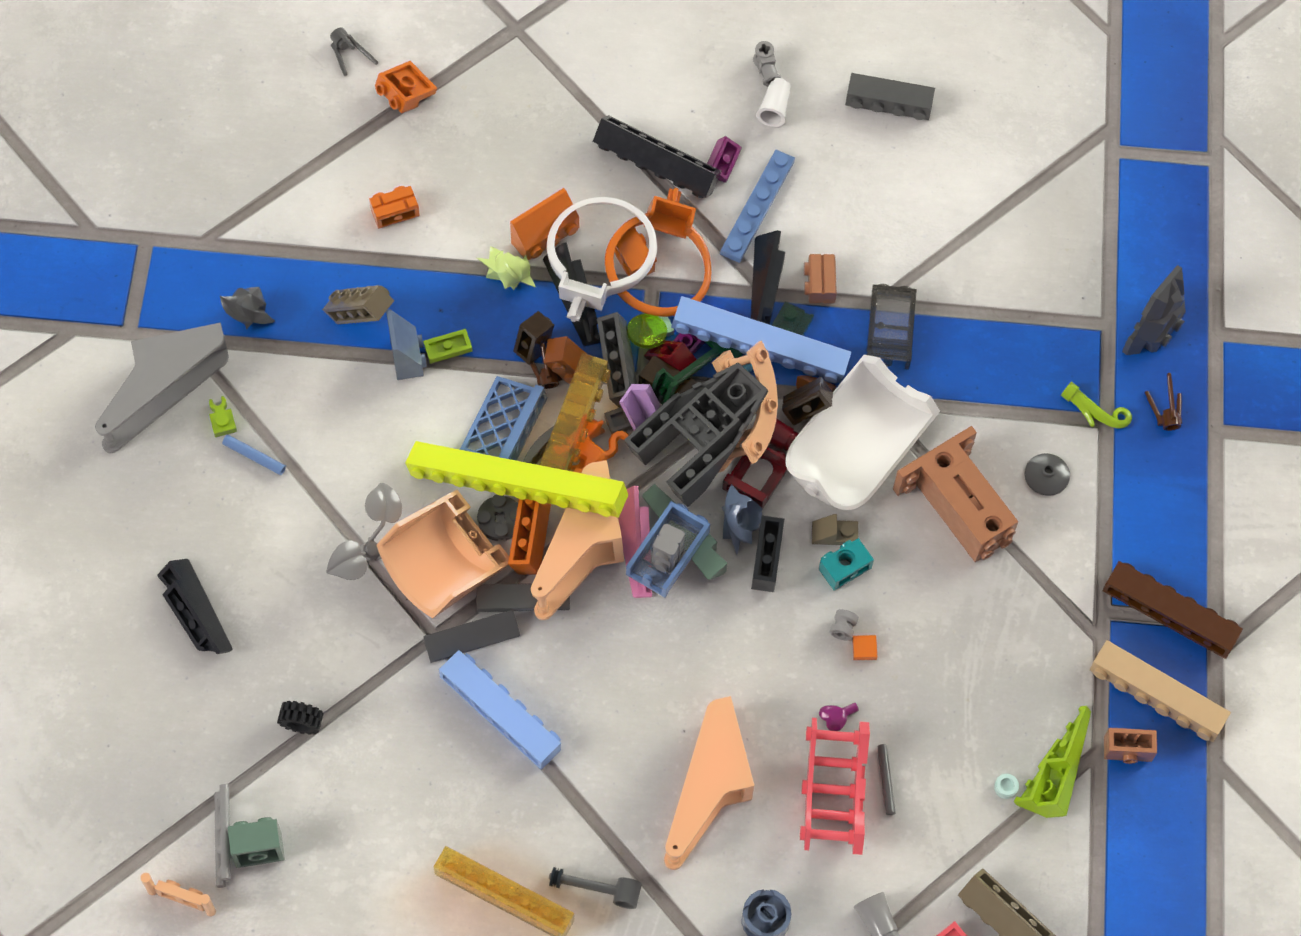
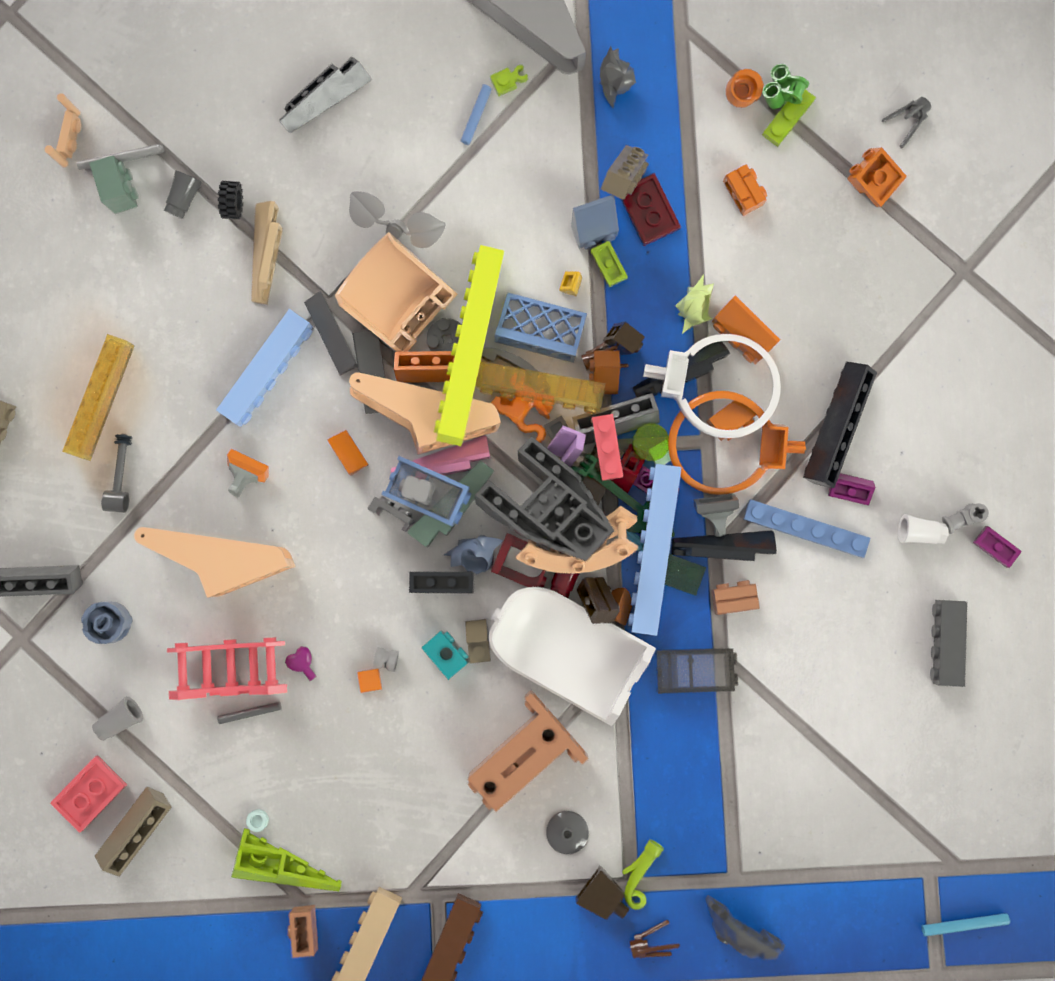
camera: 90 degrees right, 20 degrees up
(280, 774) = (181, 194): none -> dark grey plant
(287, 189) = (744, 88): none -> orange helmet
(294, 152) = (787, 88): none -> bright green piece
(322, 157) = (787, 119): none -> lime plate
(362, 694) = (265, 250): none -> tan wedge
(409, 297) = (650, 211): none -> dark red tile
(460, 386) = (571, 282): none -> yellow slope
(609, 637) = (347, 452): none -> orange slope
(614, 745) = (245, 471): none -> piece
(648, 363) = (607, 447): none -> coral plate
(679, 593) = (377, 506): none -> flat silver piece
(727, 281) = (717, 510): none -> dark grey piece
(800, 42) = (997, 547): none -> magenta plate
(1113, 445) = (602, 896): none -> dark brown torso
(1167, 125) = (965, 924): none -> medium azure piece

